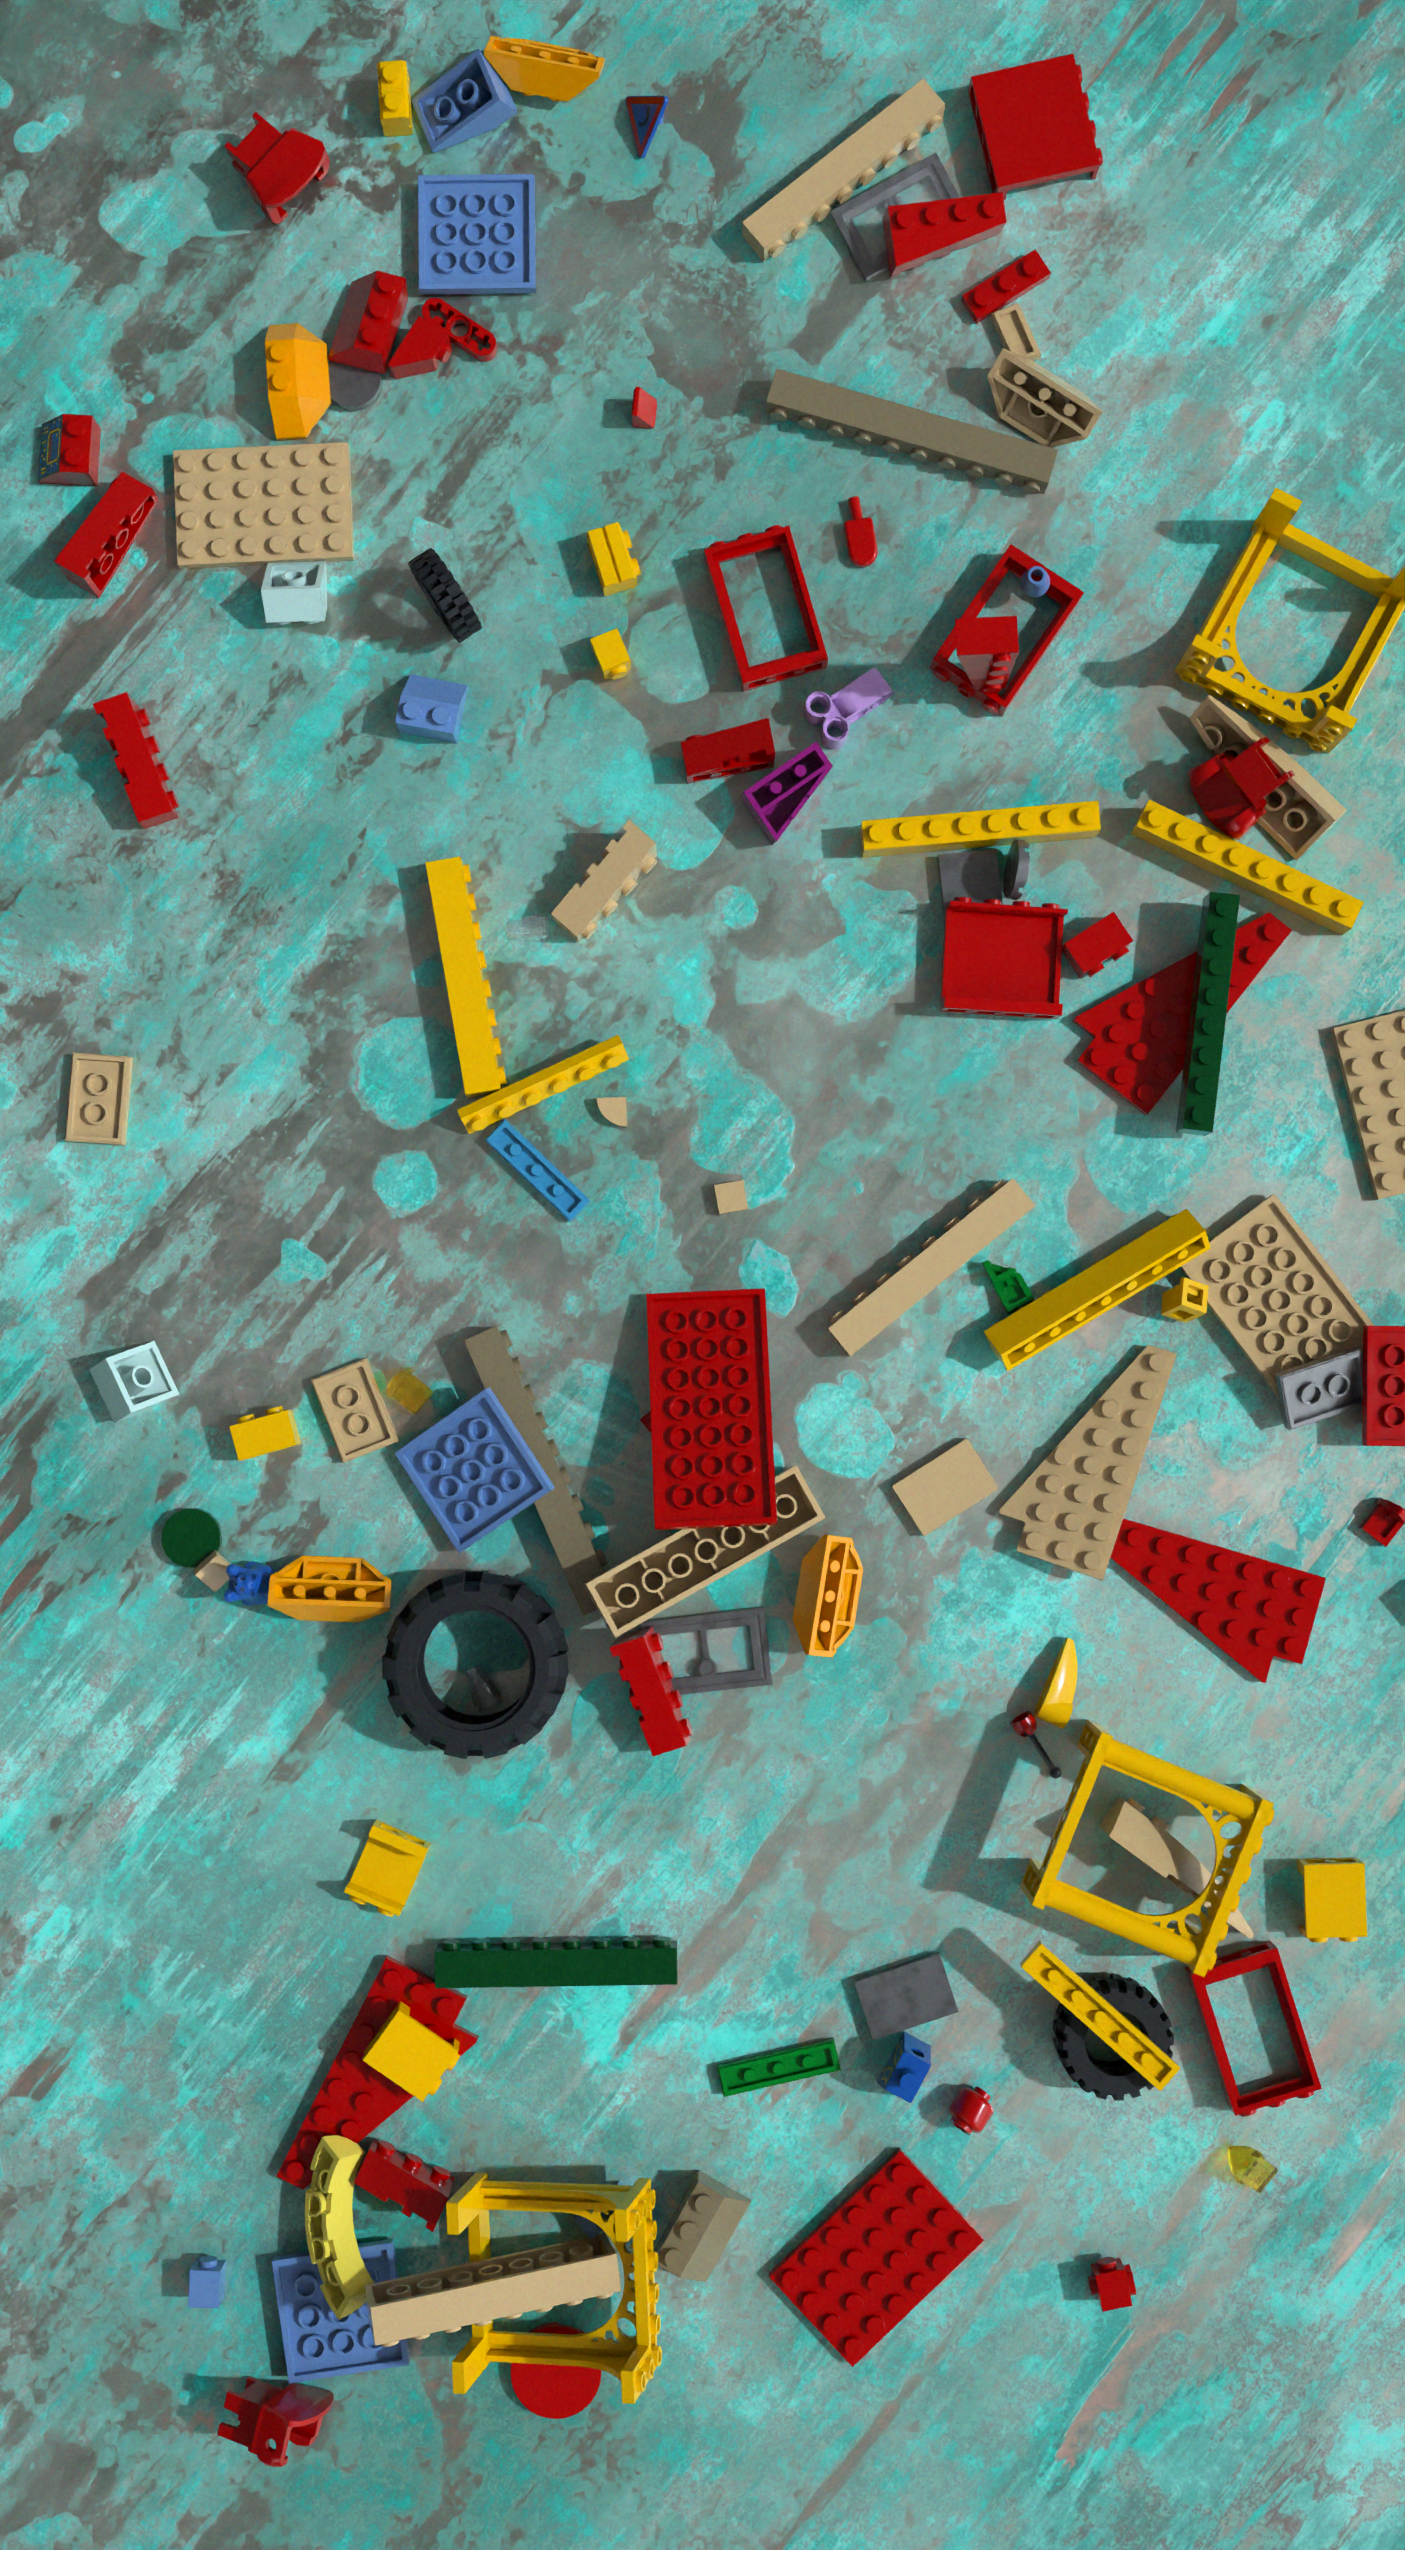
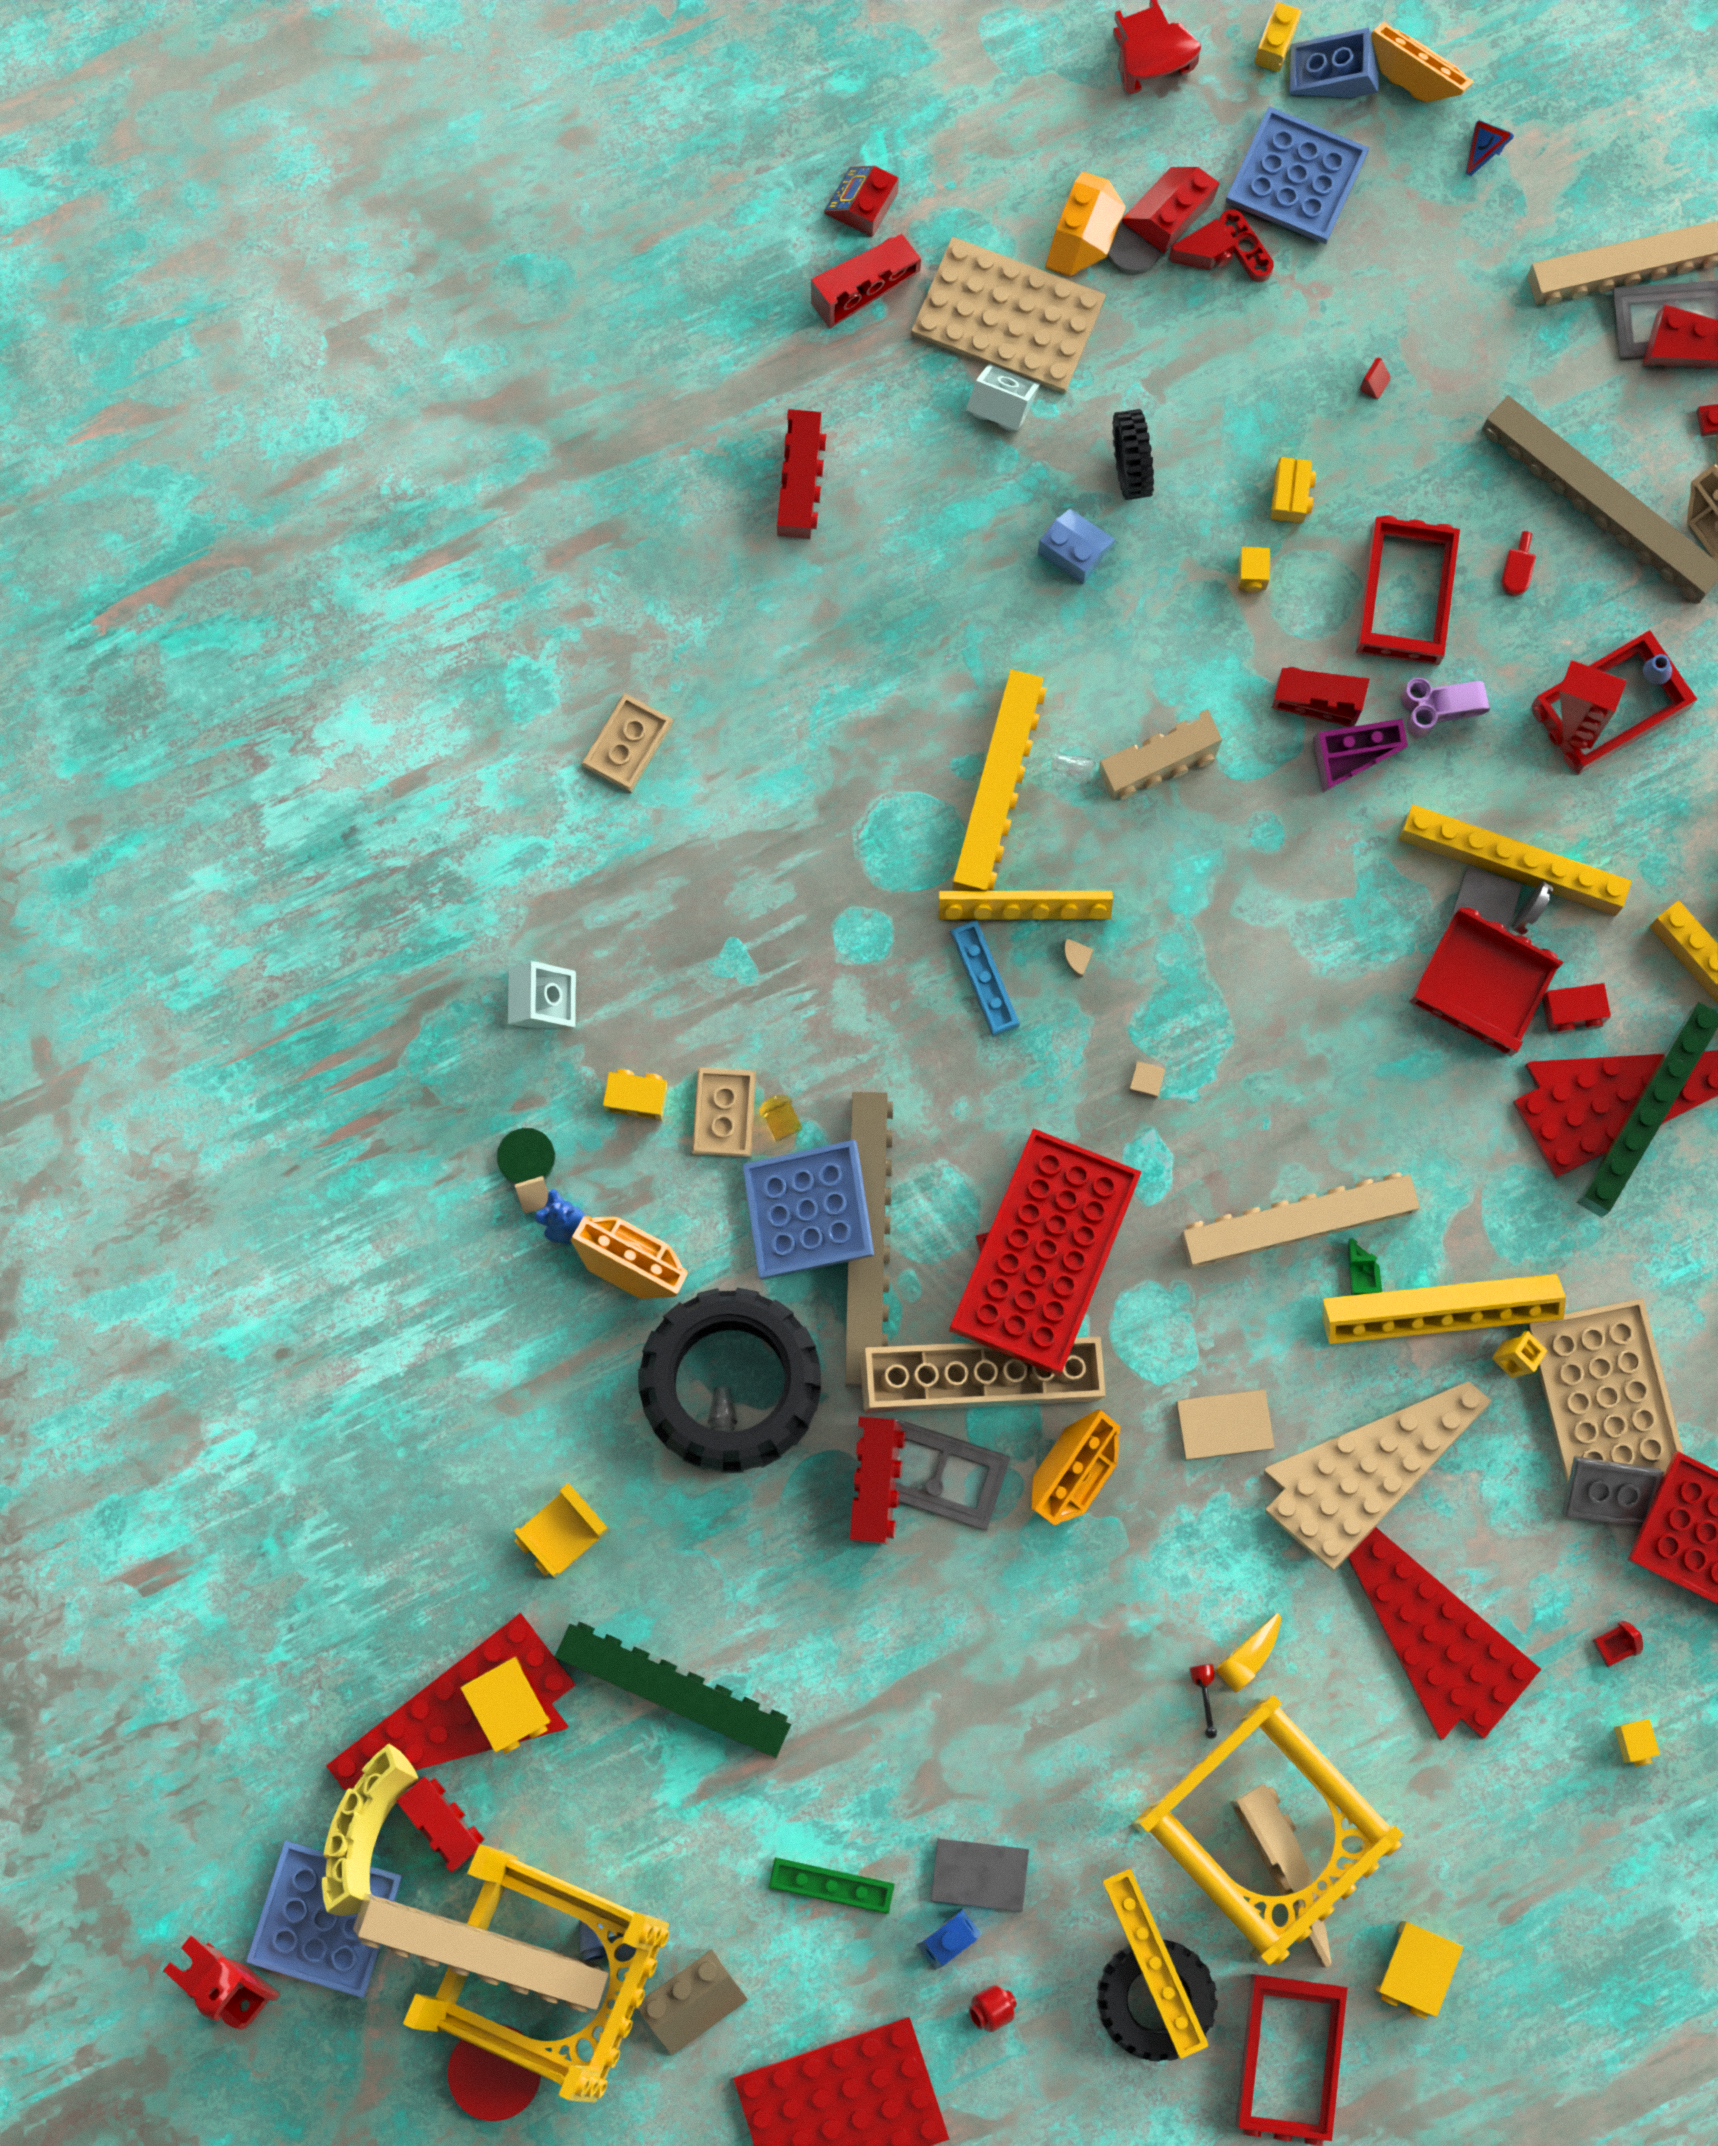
camera: 20 degrees right, 10 degrees down
(207, 2282) = (216, 1832): medium blue brick -> none

